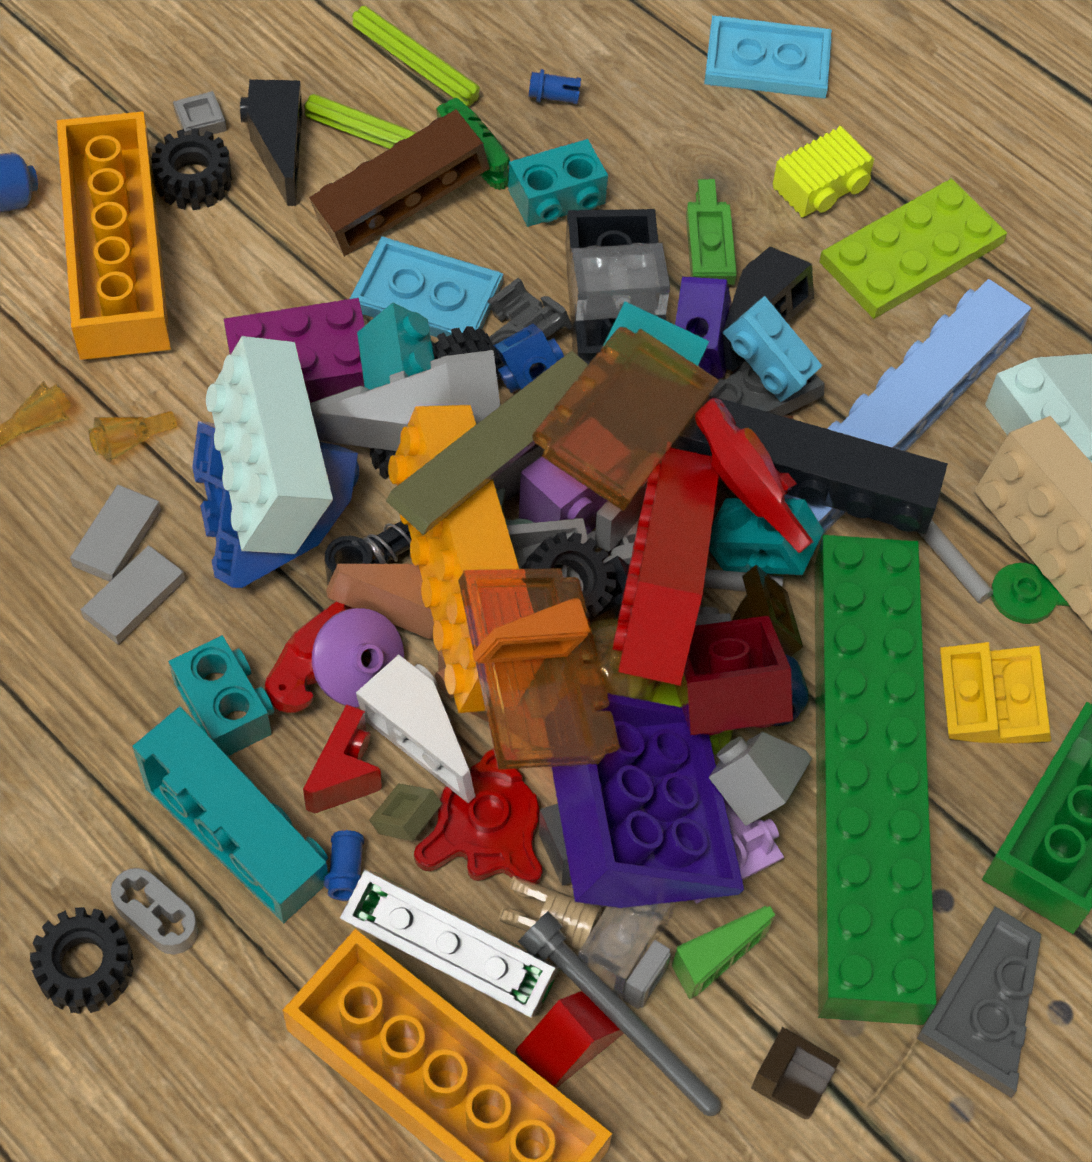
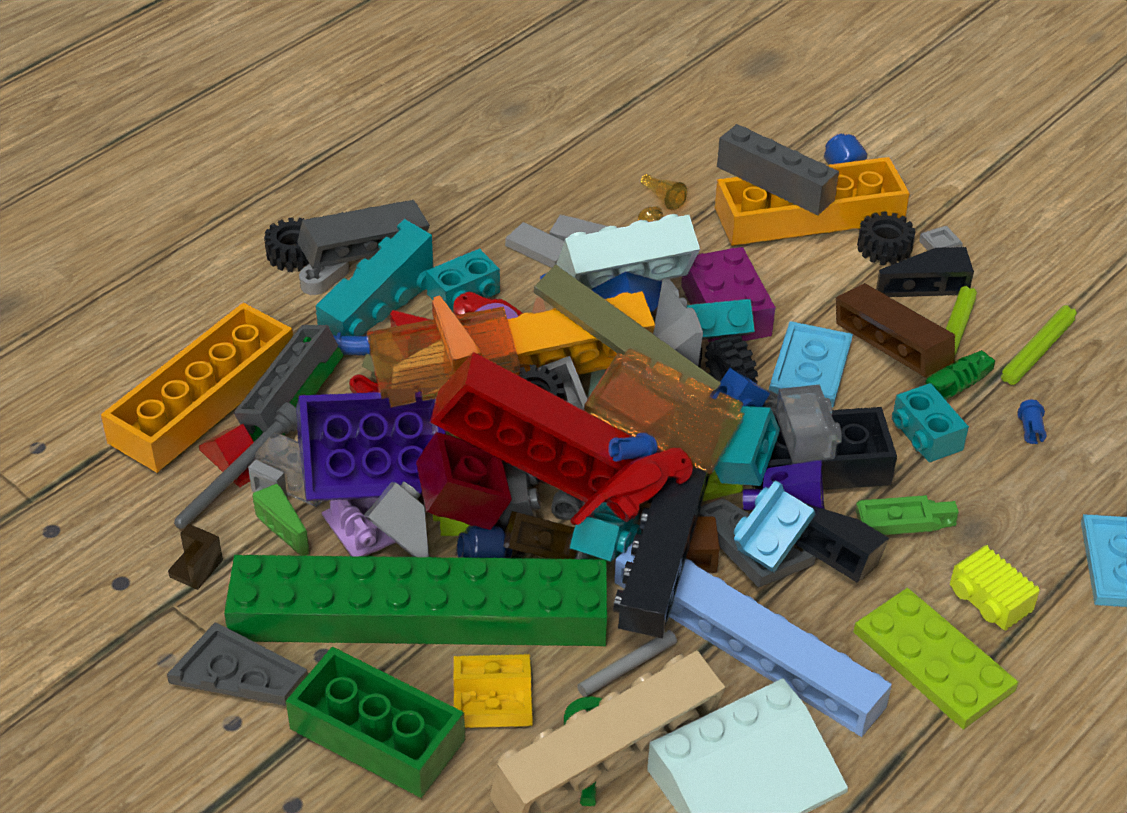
camera: 90 degrees right, 15 degrees down
(89, 241) = (777, 169): none -> dark grey brick
(102, 836) = (354, 233): none -> dark grey brick
(694, 449) = (632, 447): none -> blue pin

